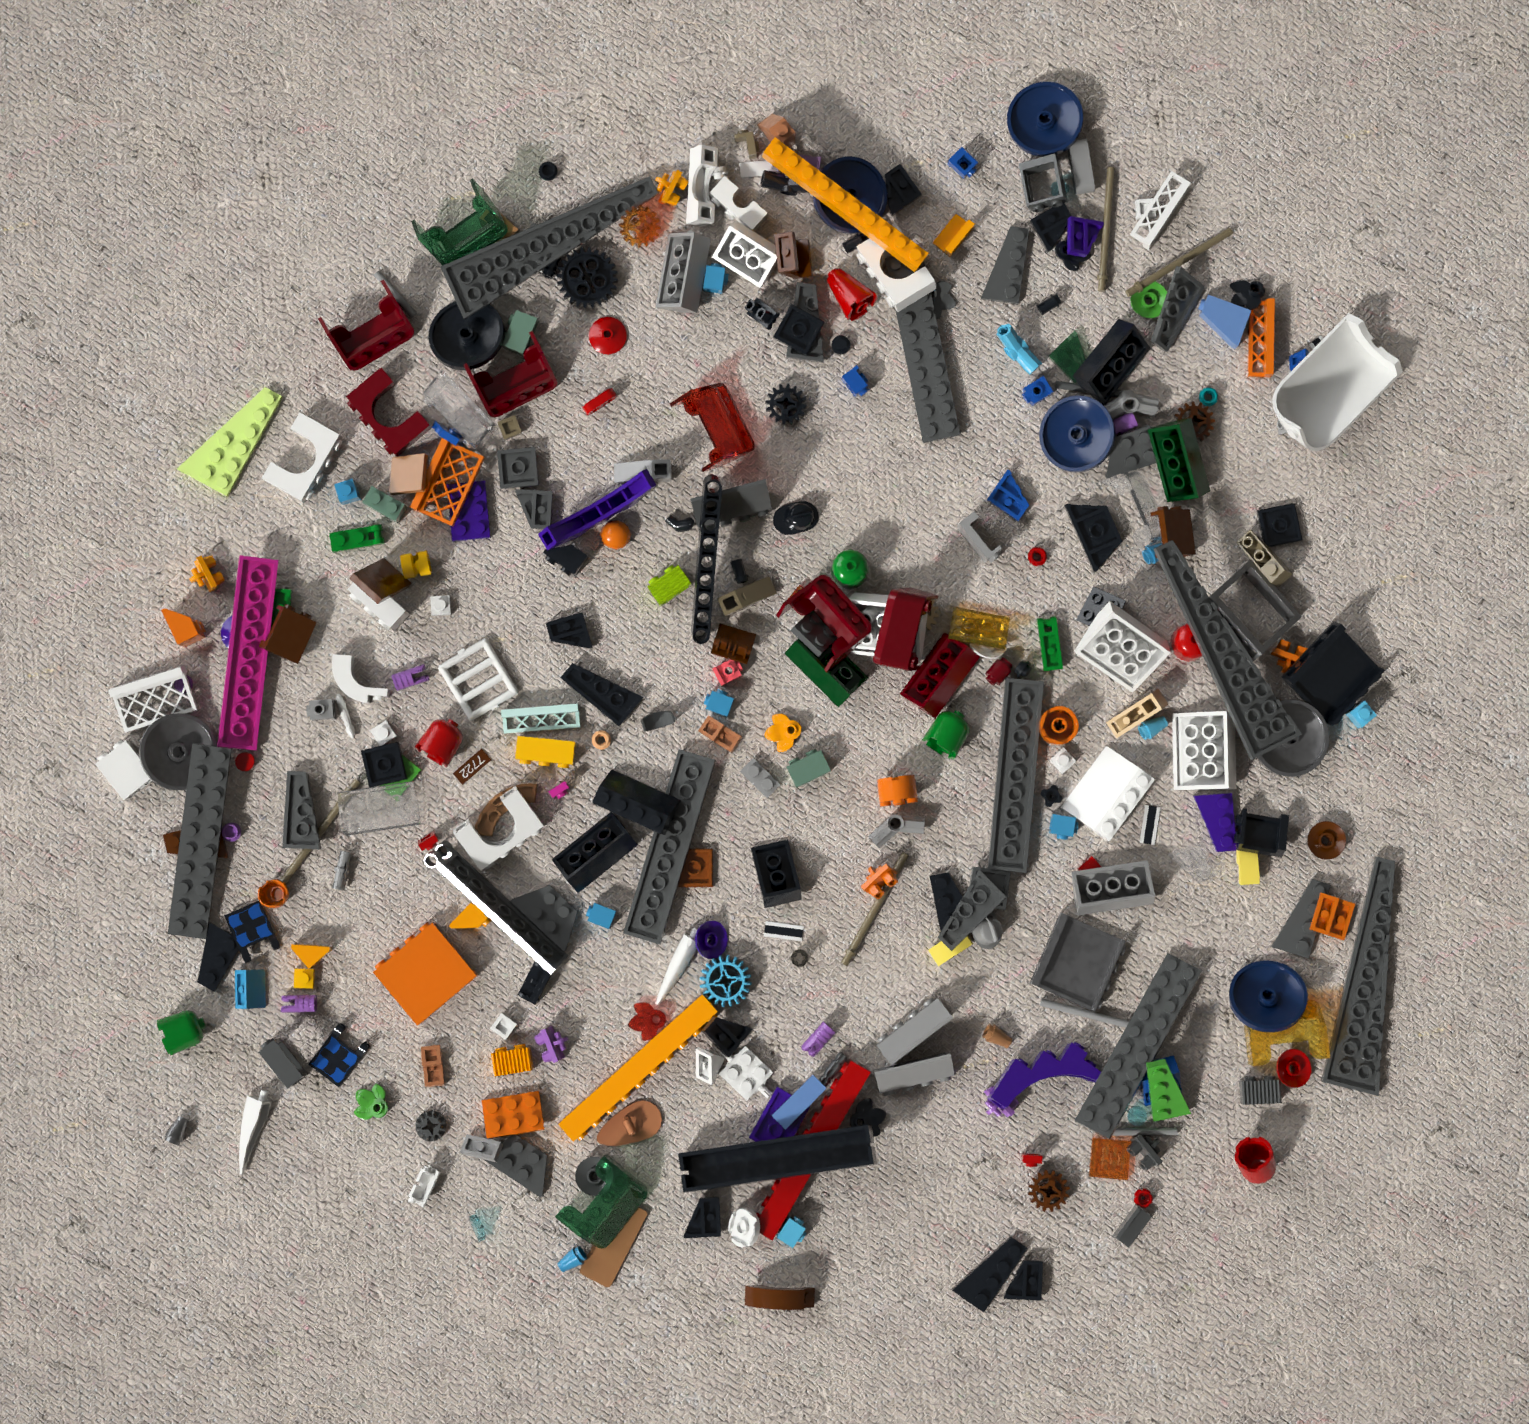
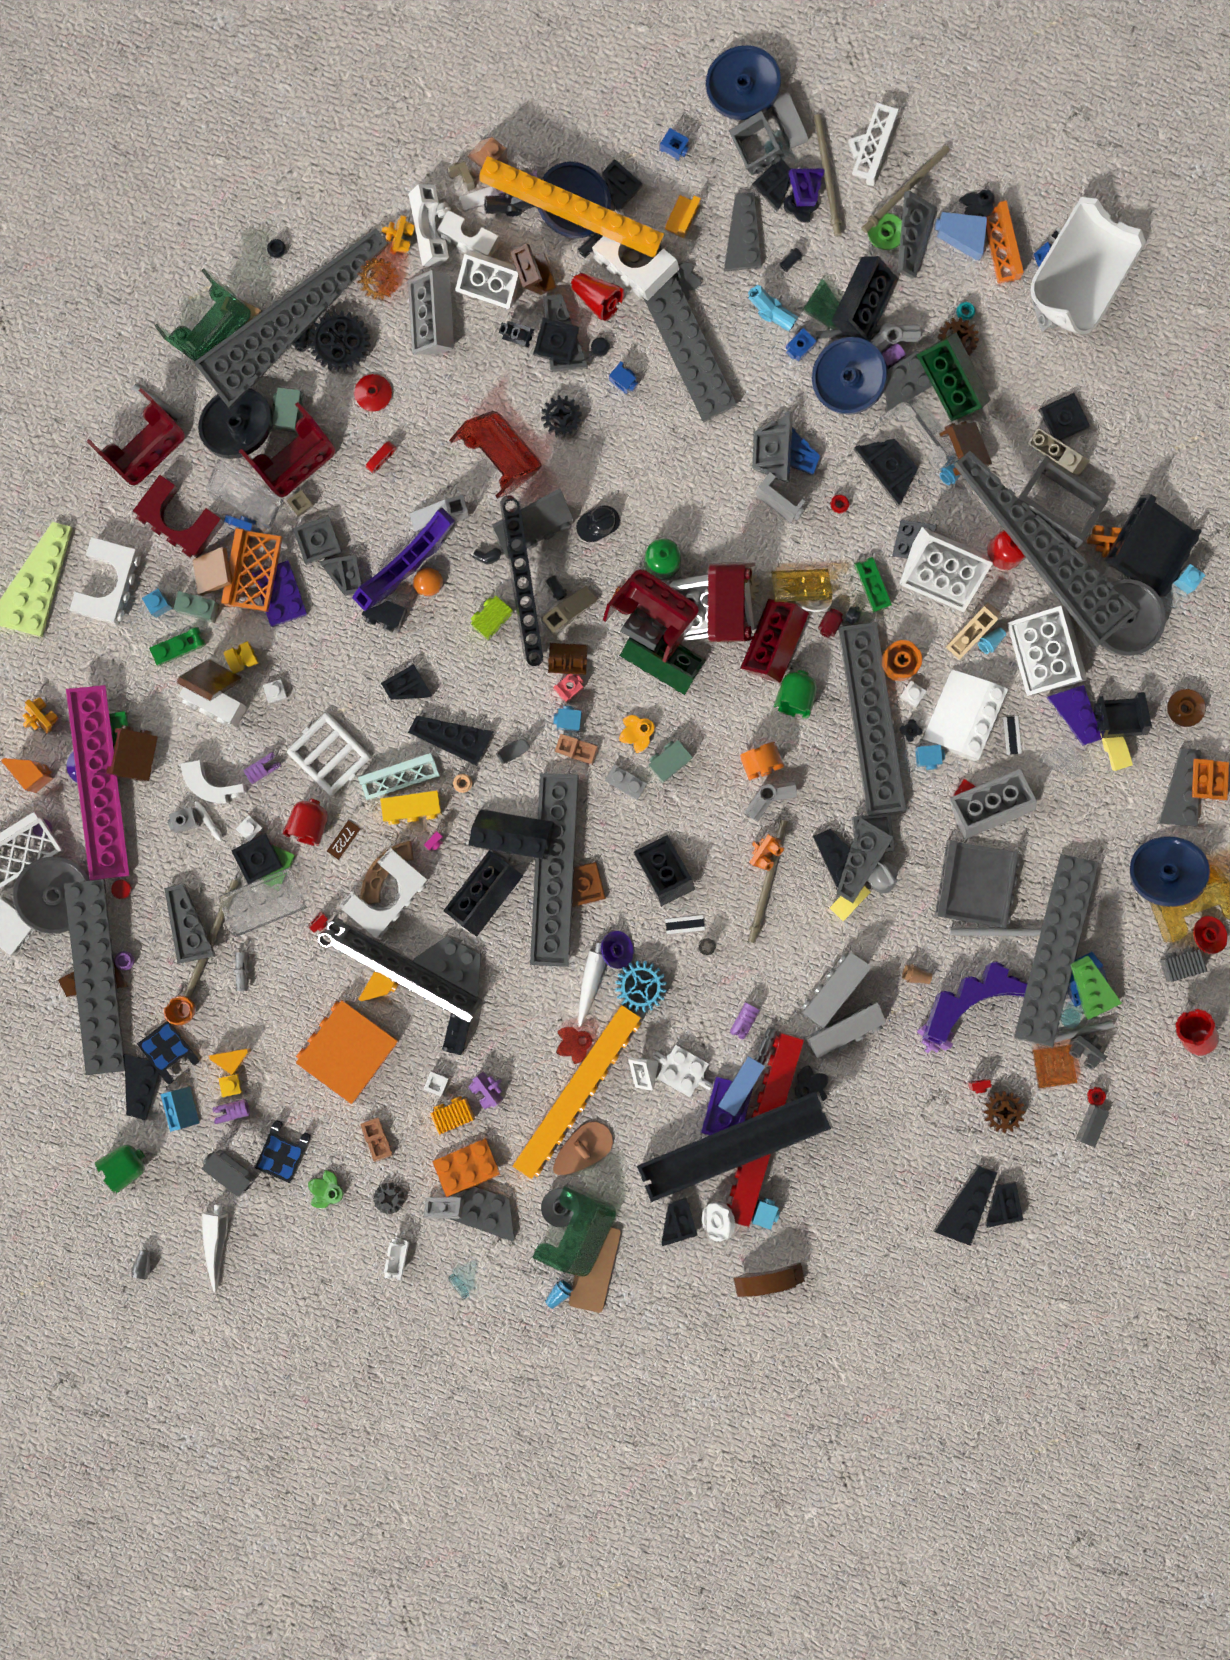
camera: 20 degrees left, 0 degrees up
(601, 915) = (504, 952): dark azure brick -> none
(715, 278) = (463, 312): dark azure brick -> none
(725, 1034) = (654, 1038): black wing -> none
(985, 486) = (773, 448): none -> dark grey wing

